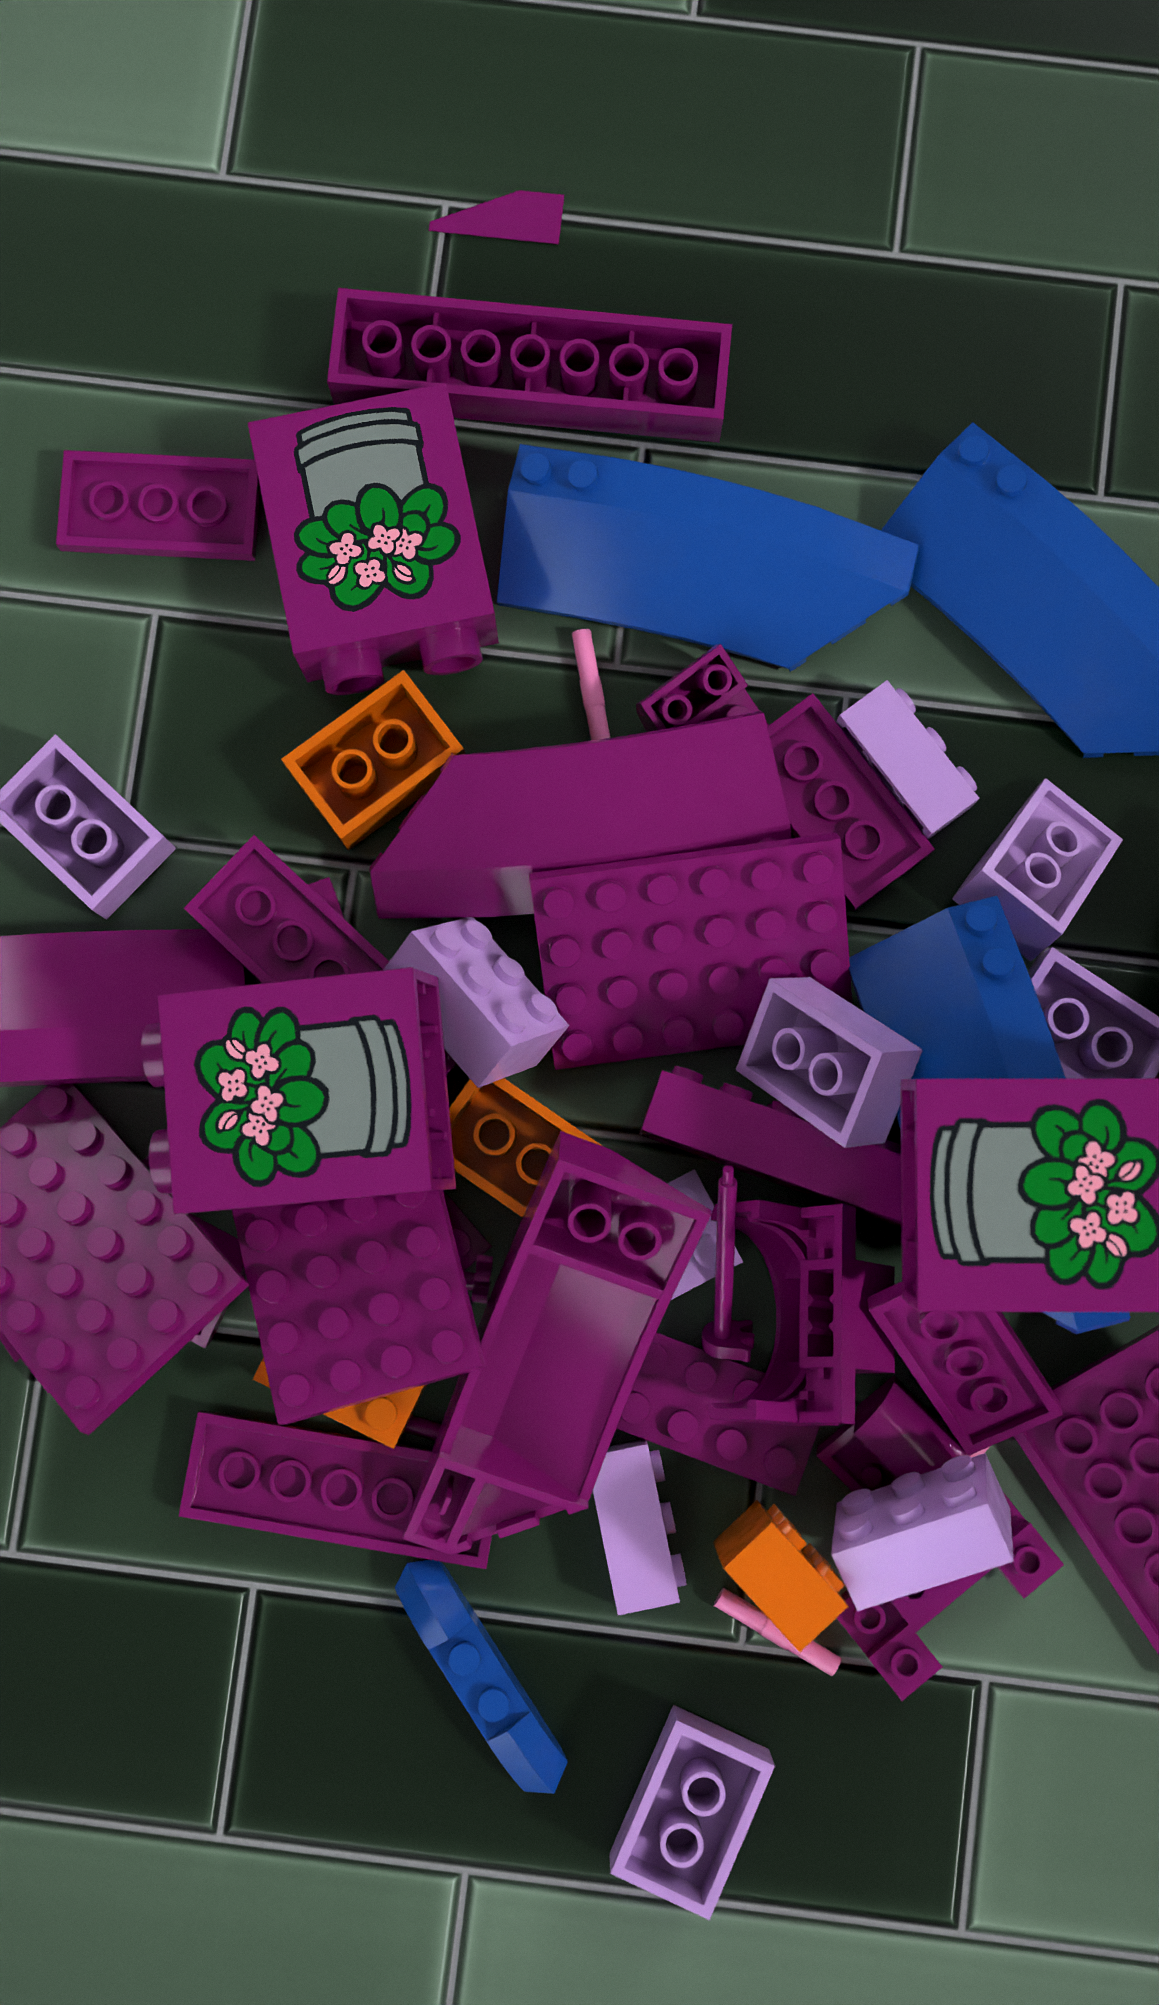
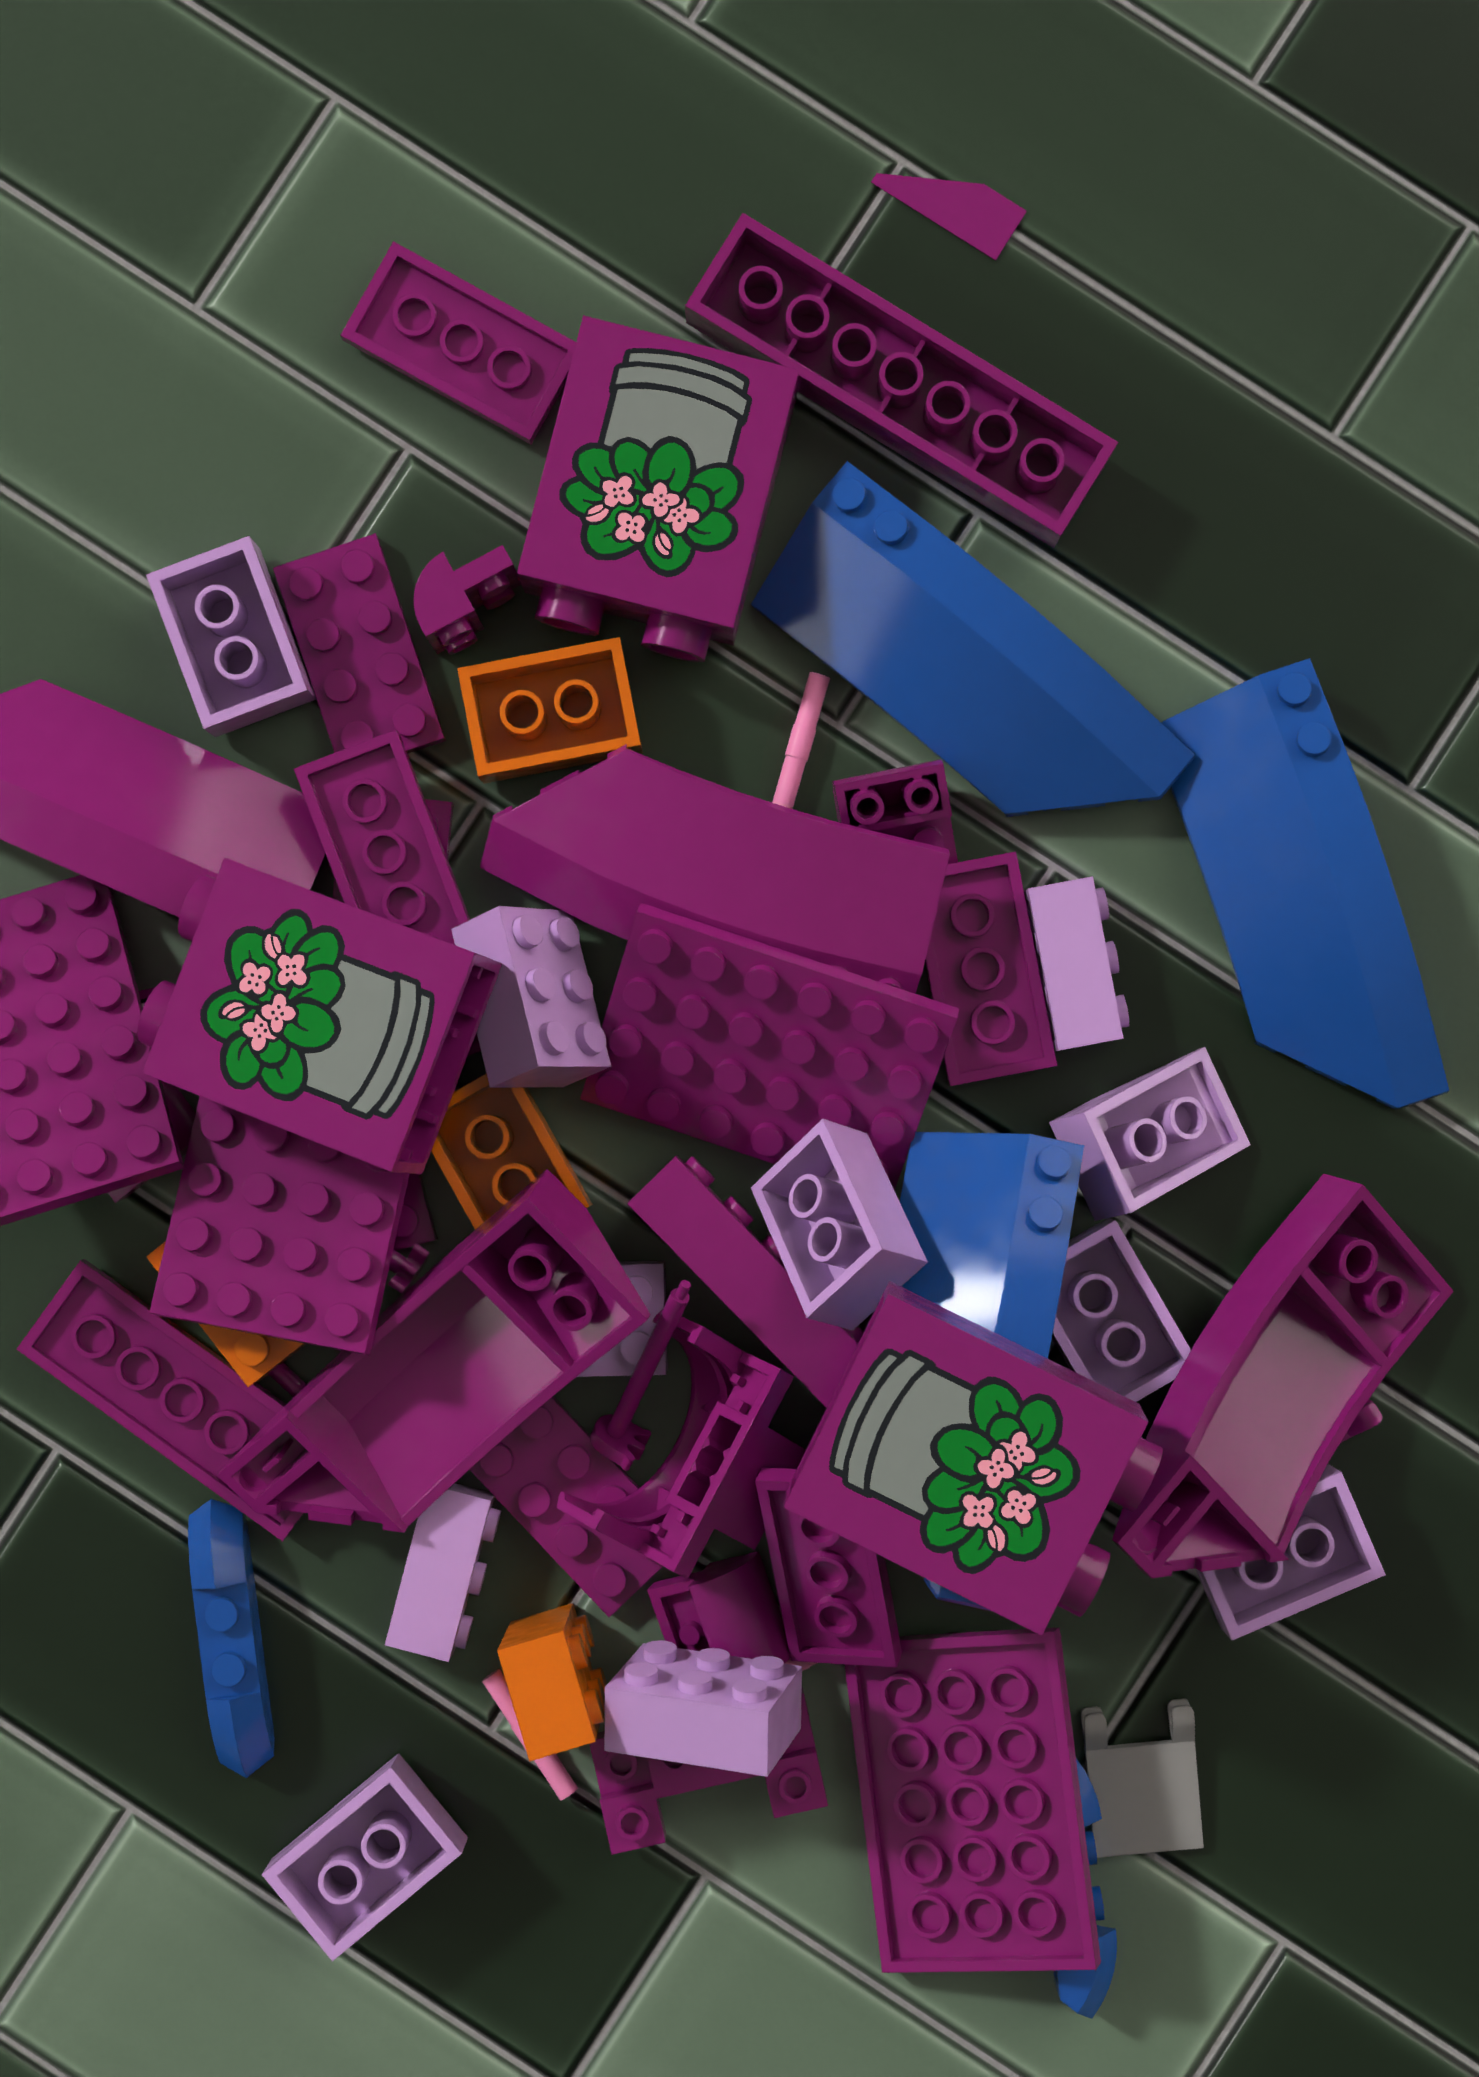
camera: 30 degrees right, 5 degrees up
(189, 787) = (358, 646): none -> magenta plate
(251, 702) = (448, 598): none -> magenta brick

